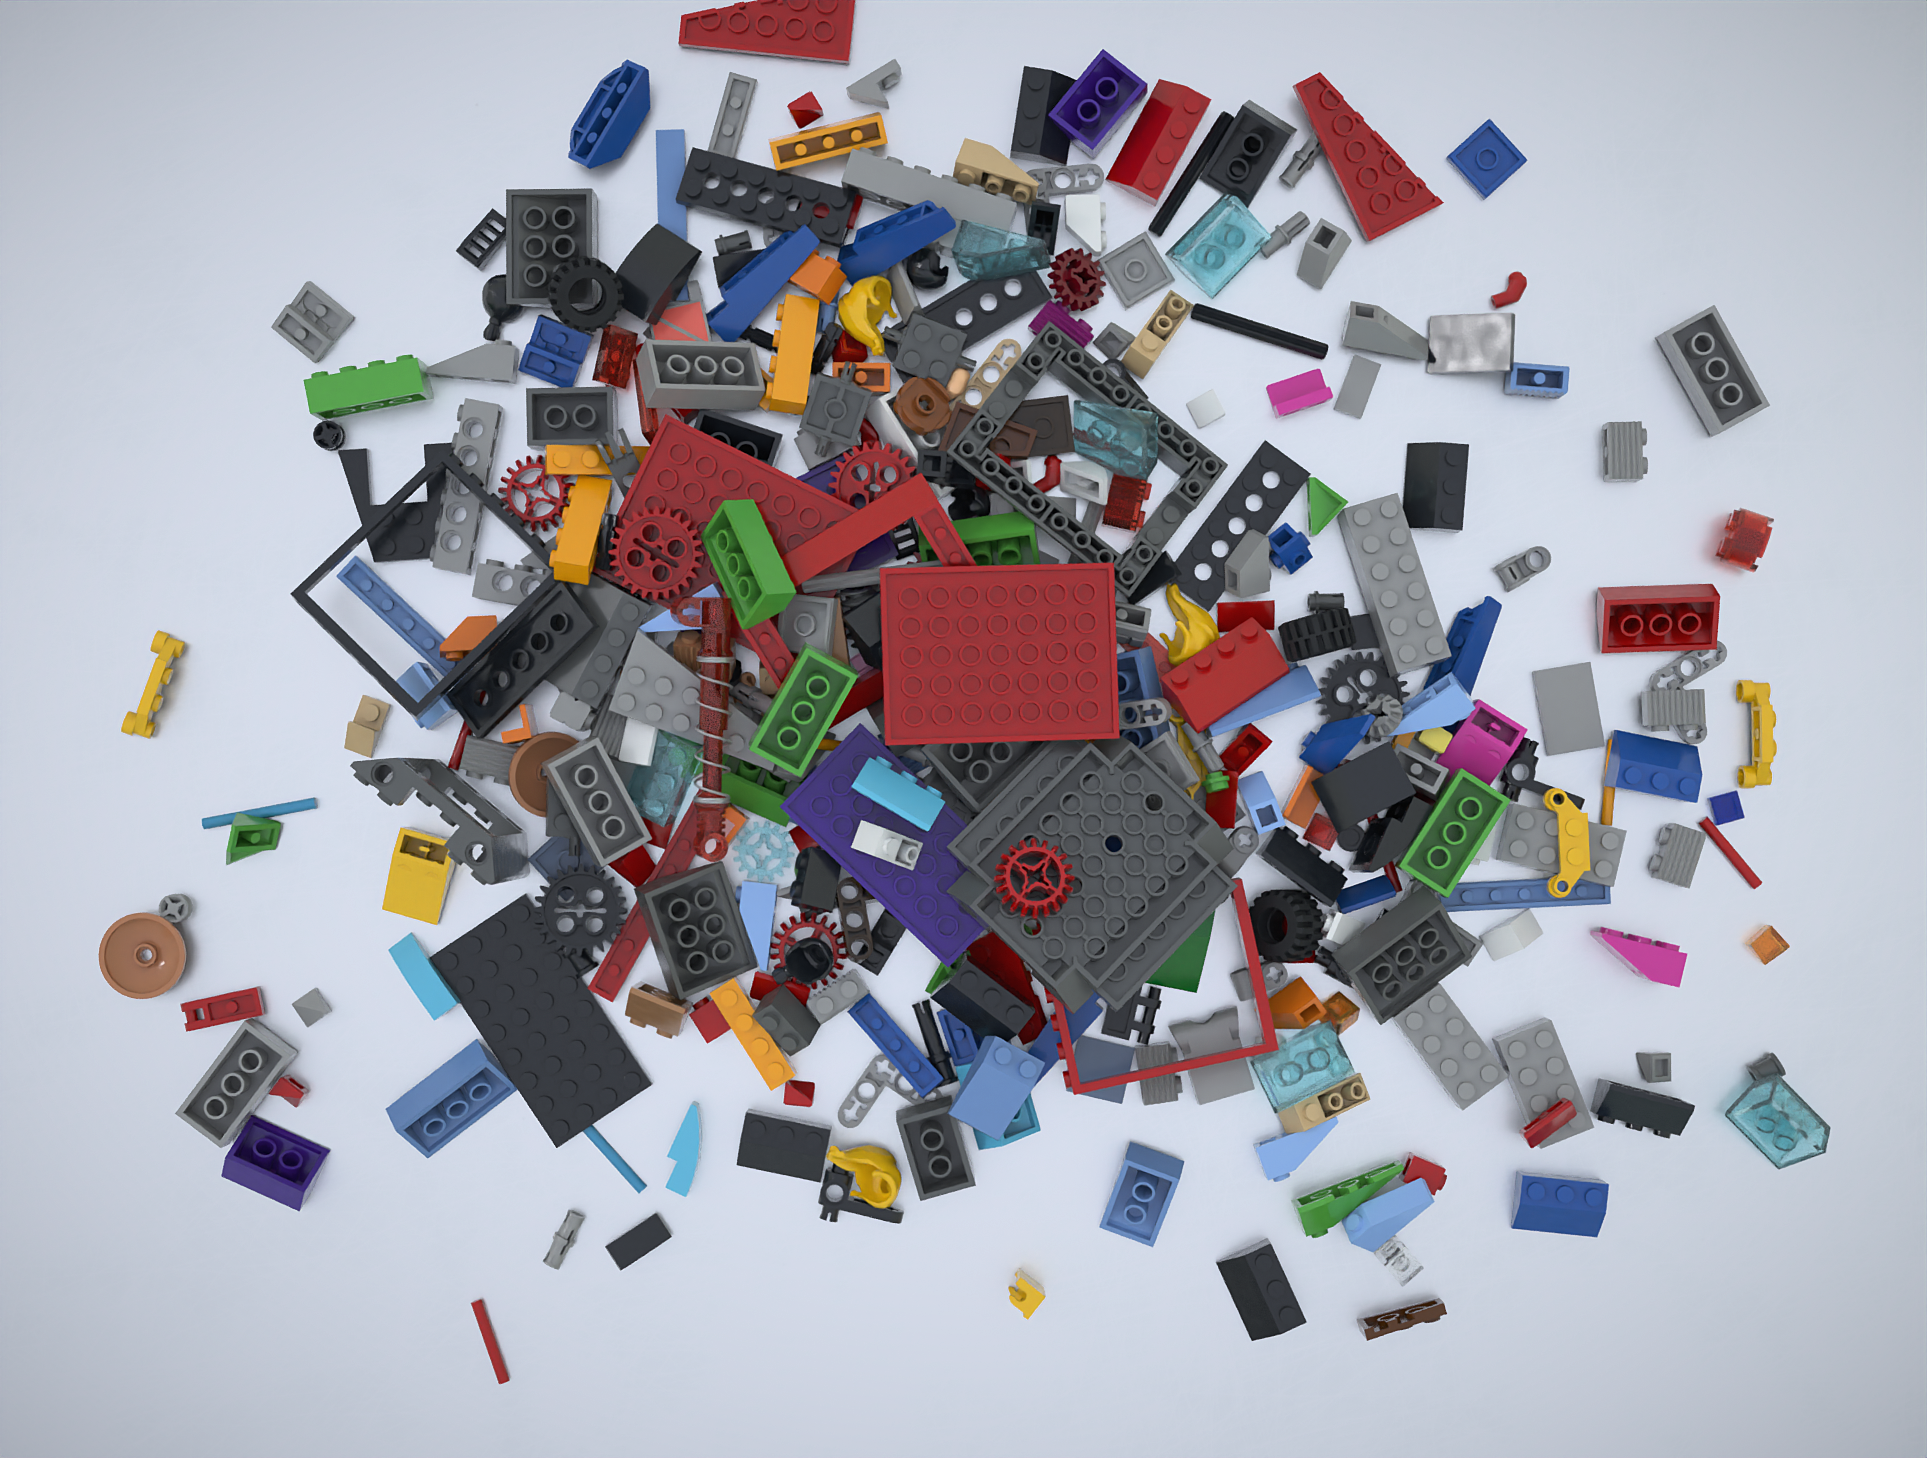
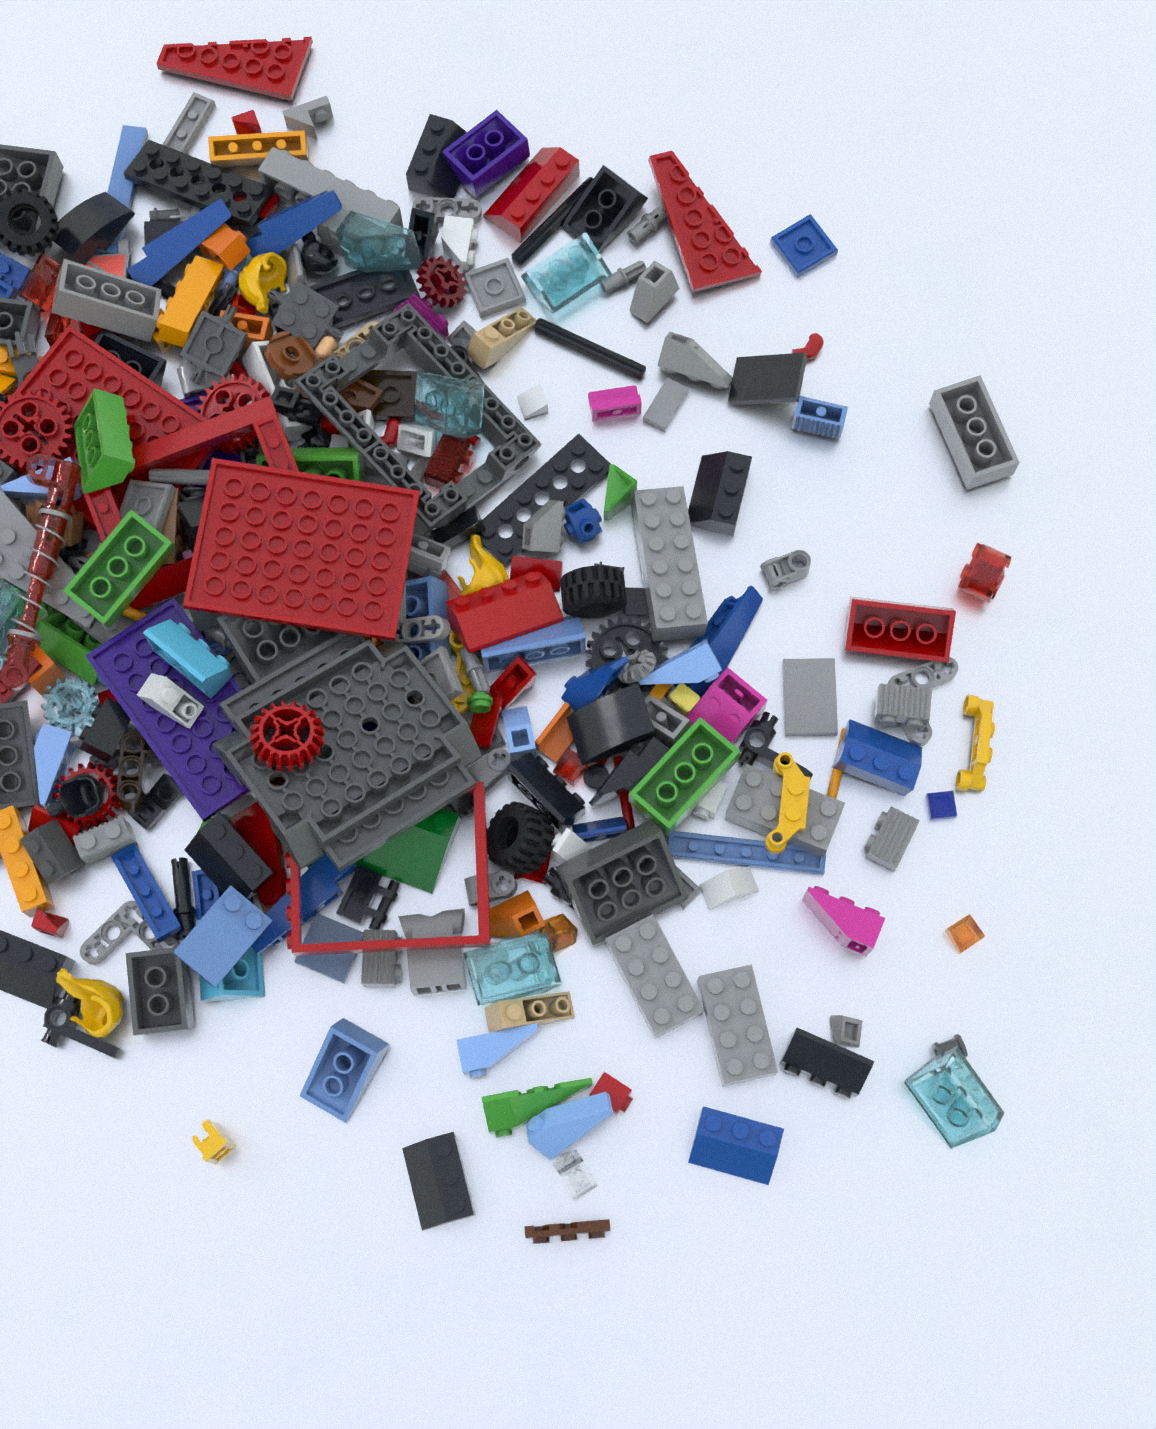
camera: 10 degrees right, 15 degrees down
(611, 116) = (91, 107): blue wedge -> none
(989, 168) = (389, 186): tan slope -> none
(1548, 1122) = (733, 1057): red slope -> none
(1624, 451) = (888, 487): light grey brick -> none
(1729, 851) = (940, 845): red bar -> none

